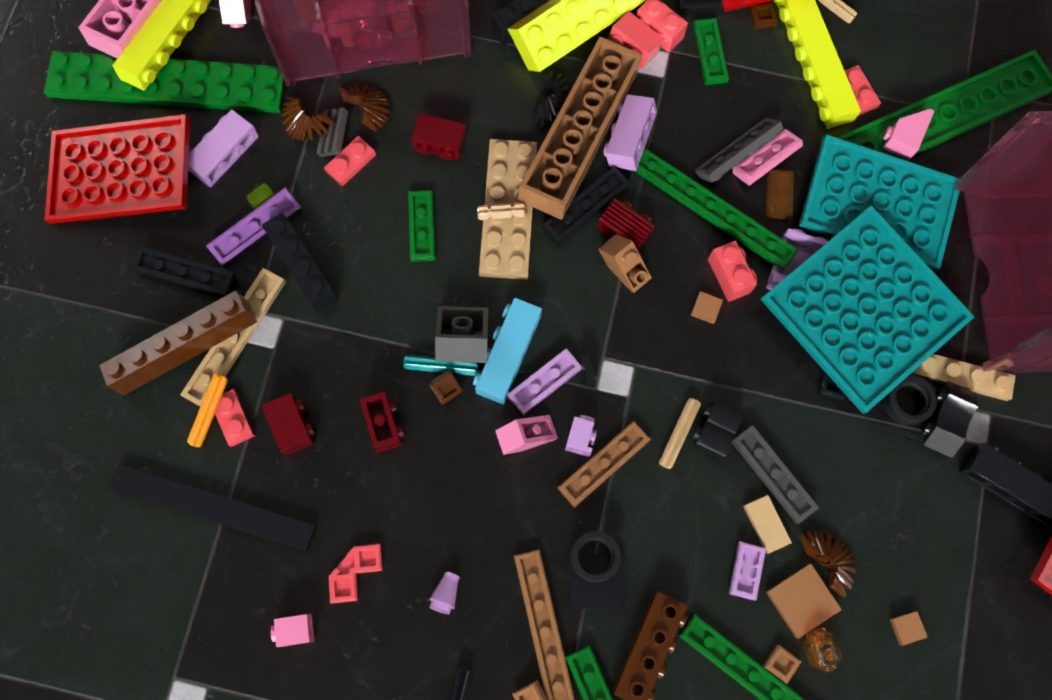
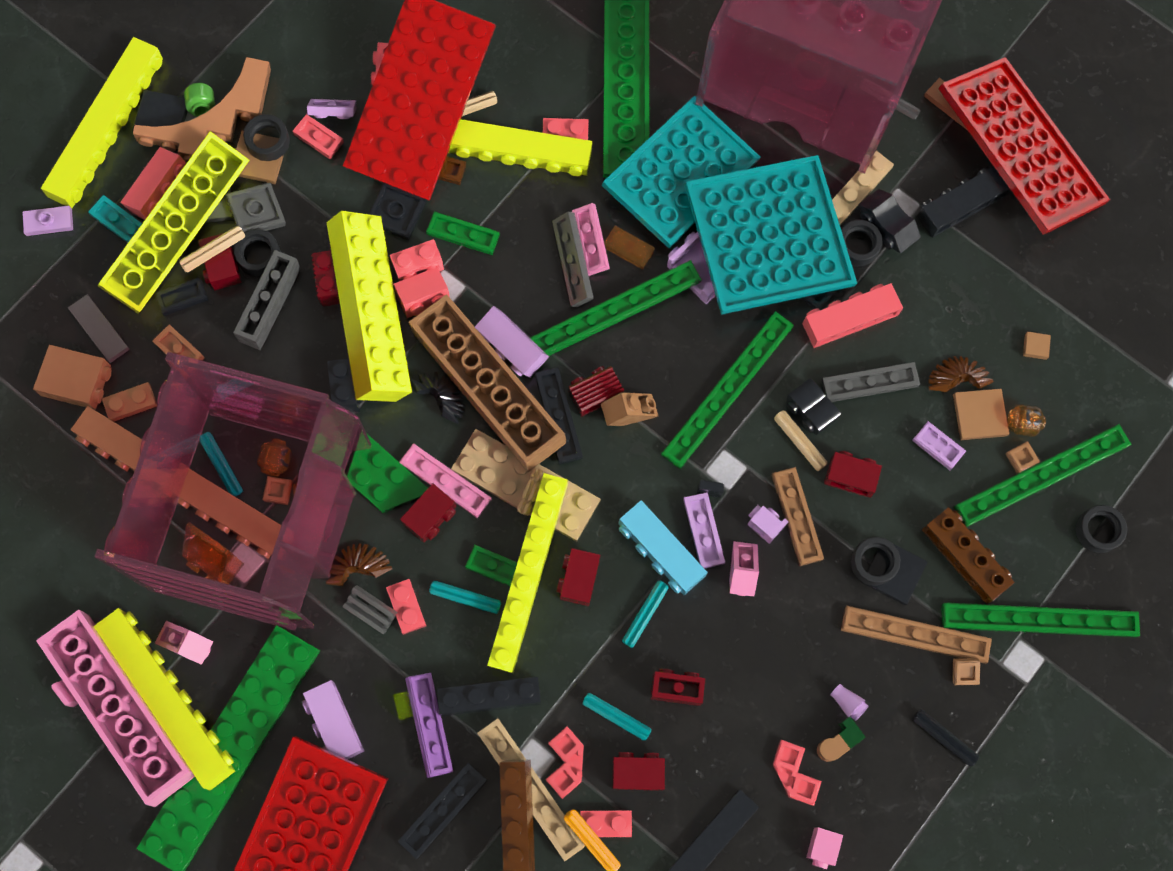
camera: 65 degrees left, 0 degrees up
(284, 357) = (570, 772): none -> coral tile
(300, 122) = (344, 634): reddish brown hair -> none
(333, 383) = (616, 716): none -> teal axle
(381, 204) = (465, 597): none -> teal axle
(391, 596) = (835, 747): none -> leg
(424, 241) = (528, 573): none -> neon yellow brick
(444, 288) = (579, 577): none -> dark red brick
(445, 387) = (668, 618): reddish brown tile -> none
(455, 87) = (383, 478): none -> green wing
(461, 334) = (632, 580): dark grey brick -> none
(477, 141) = (452, 484): none -> bright pink tile
(673, 497) = (853, 474): none -> dark red brick
(694, 344) = (727, 390): none -> green tile
(706, 307) = (701, 361): medium nougat tile -> none
(732, 271) = (682, 323): coral brick -> none
(767, 524) = (907, 410): tan tile -> none
(833, 426) = (852, 315): none -> coral brick
(907, 134) = (634, 116): bright pink slope -> none

